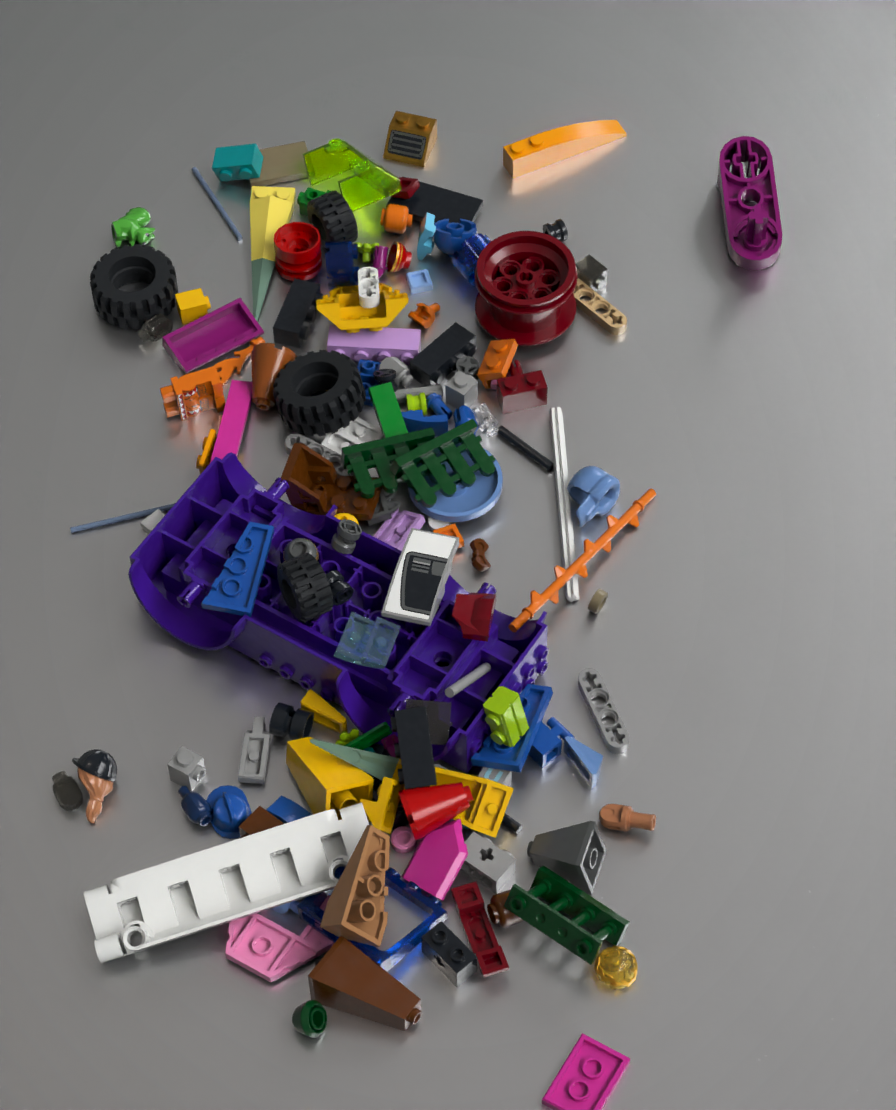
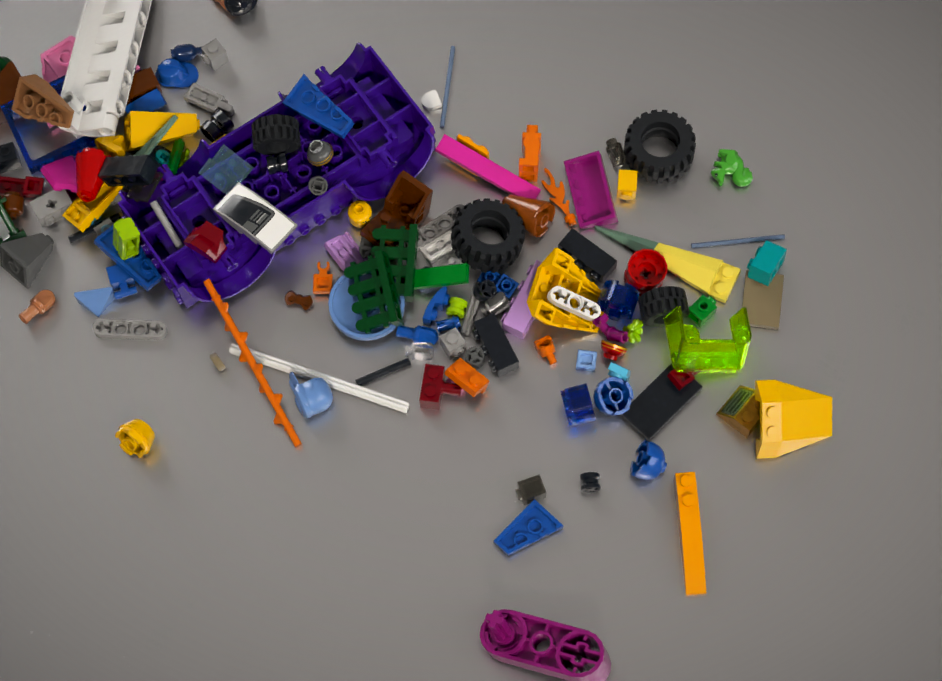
camera: 115 degrees right, 15 degrees up
(396, 92) = (790, 418): none -> yellow wedge
(396, 218) = (656, 363): orange head -> none
(509, 192) = (649, 461): none -> blue cylinder
(526, 287) = (508, 389): dark red wheel -> none
(599, 302) = (501, 479): tan beam -> none
(628, 266) = (527, 528): none -> blue wing
(734, 635) = (135, 437): none -> yellow cone

